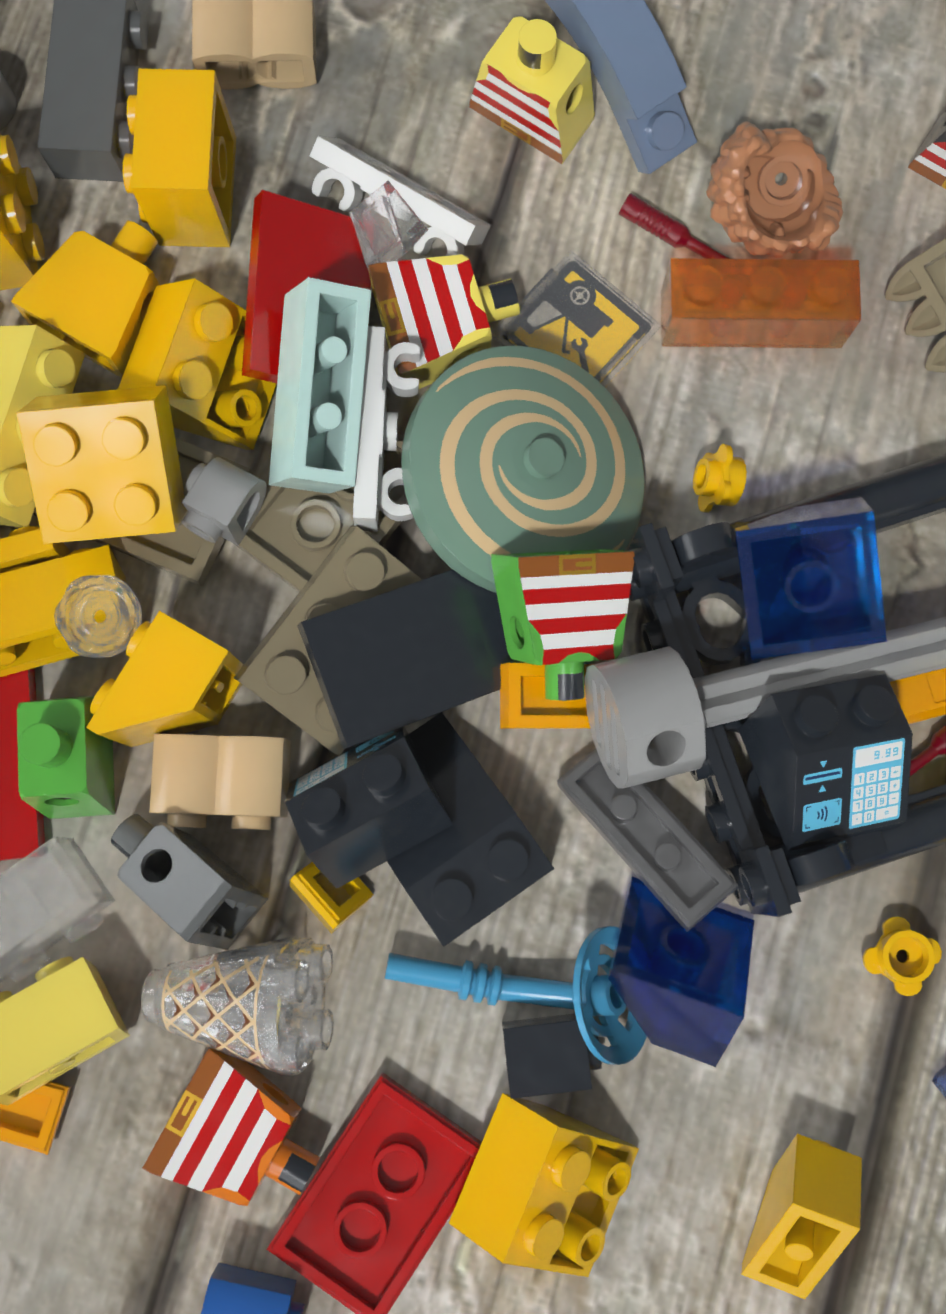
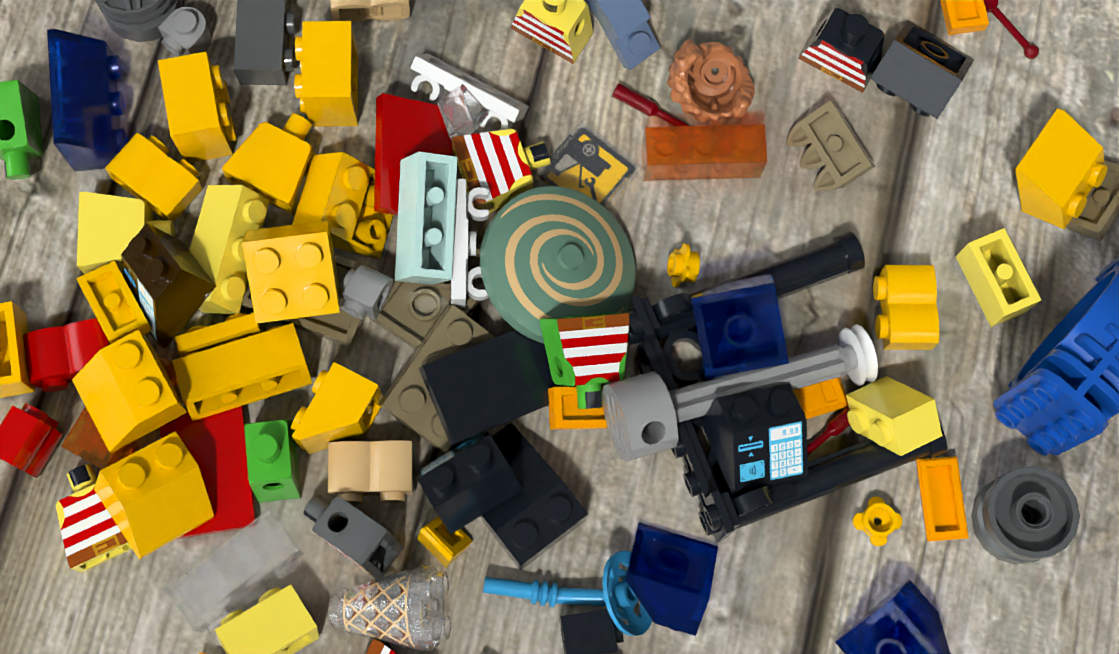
camera: 10 degrees left, 5 degrees down
(77, 609) = (294, 353): clear plate -> none
(649, 841) = (647, 496): flat silver tile -> none
(921, 956) = (824, 563): yellow plate -> none

